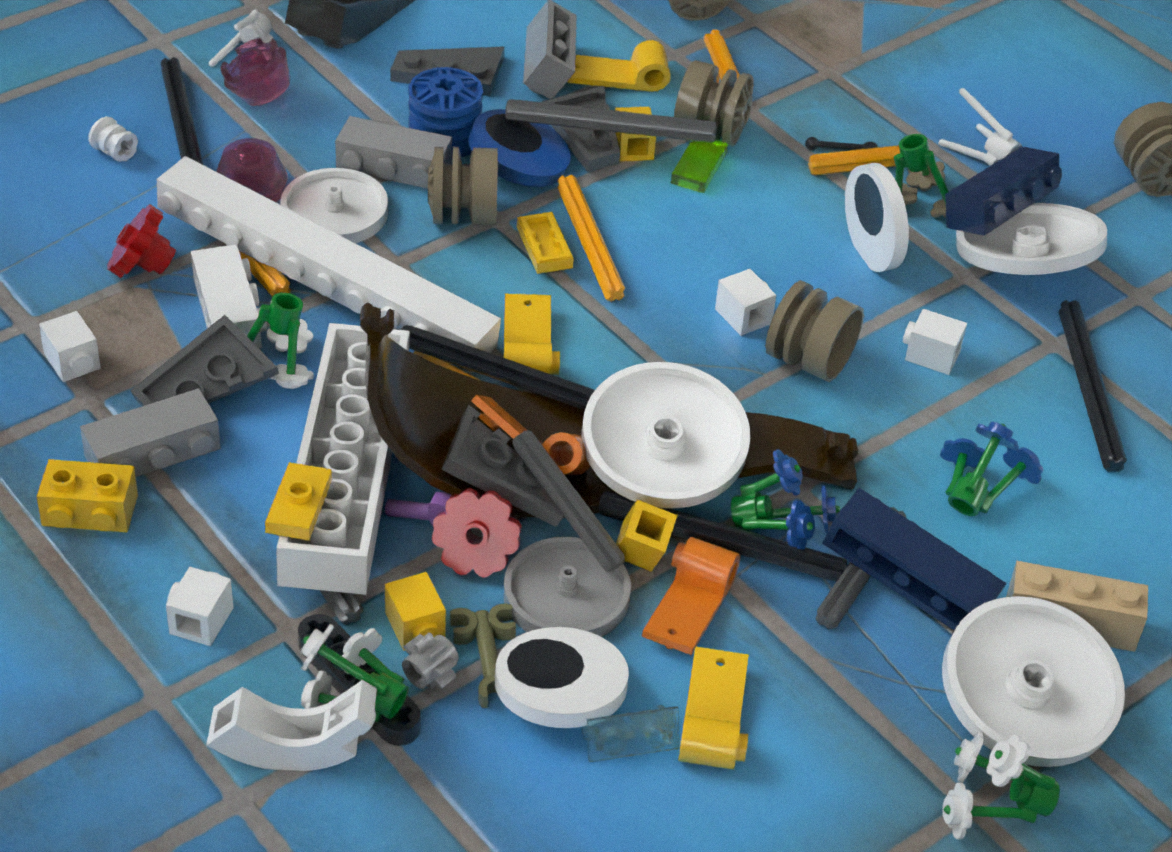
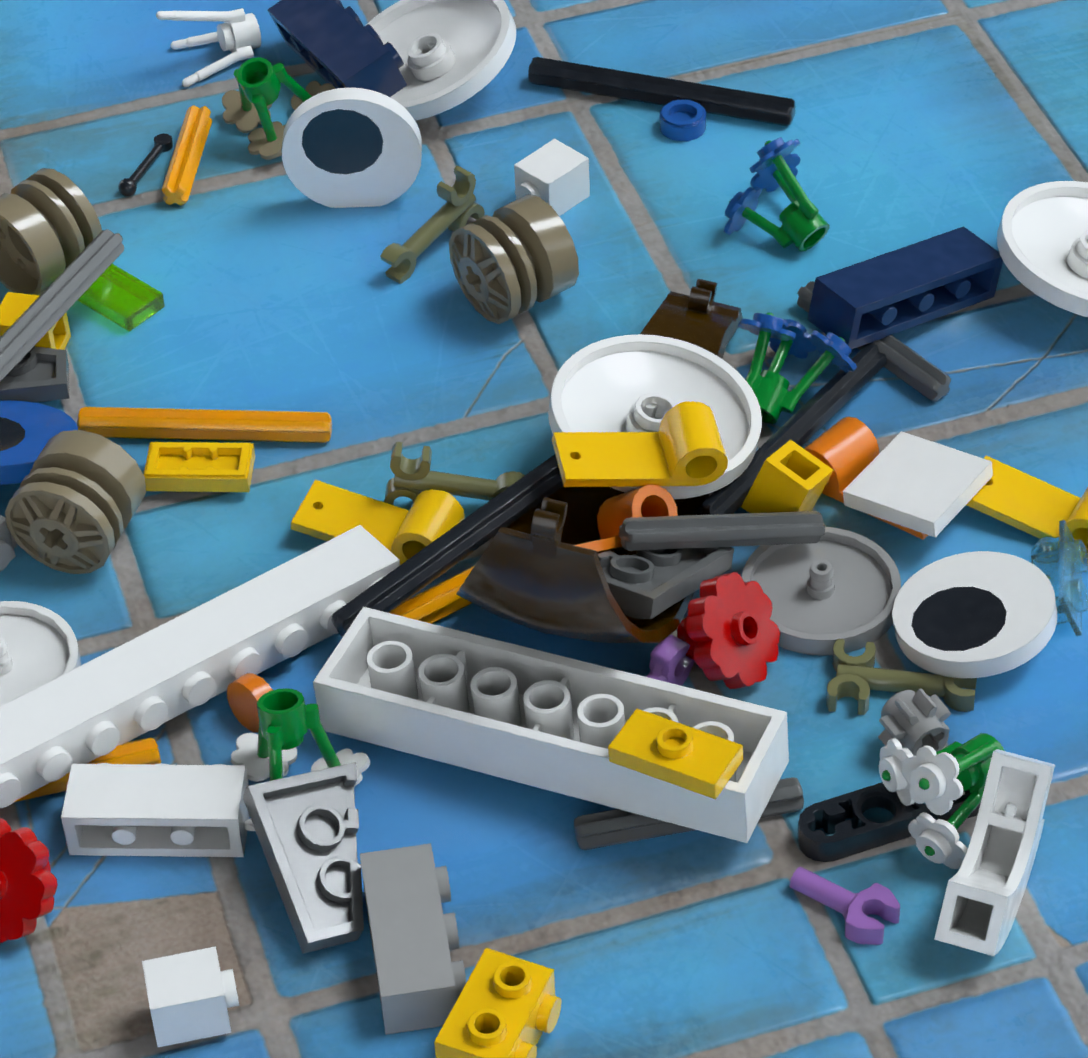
camera: 65 degrees left, 0 degrees up
(199, 605) = (745, 933): white brick -> none
(254, 667) = (853, 906): none -> medium lavender bar
(335, 312) = (243, 699): none -> orange tile
(414, 608) = (827, 725): yellow brick -> none
(569, 348) = (414, 476): none -> olive bar
(600, 426) = (680, 454): none -> yellow door
(690, 615) = (918, 484): none -> white tile
(745, 301) = (408, 313): white brick -> none
(866, 290) = (451, 215): none -> olive bar
(1066, 404) = (682, 120): none -> blue tile
(1109, 605) = (1006, 169): tan brick -> none

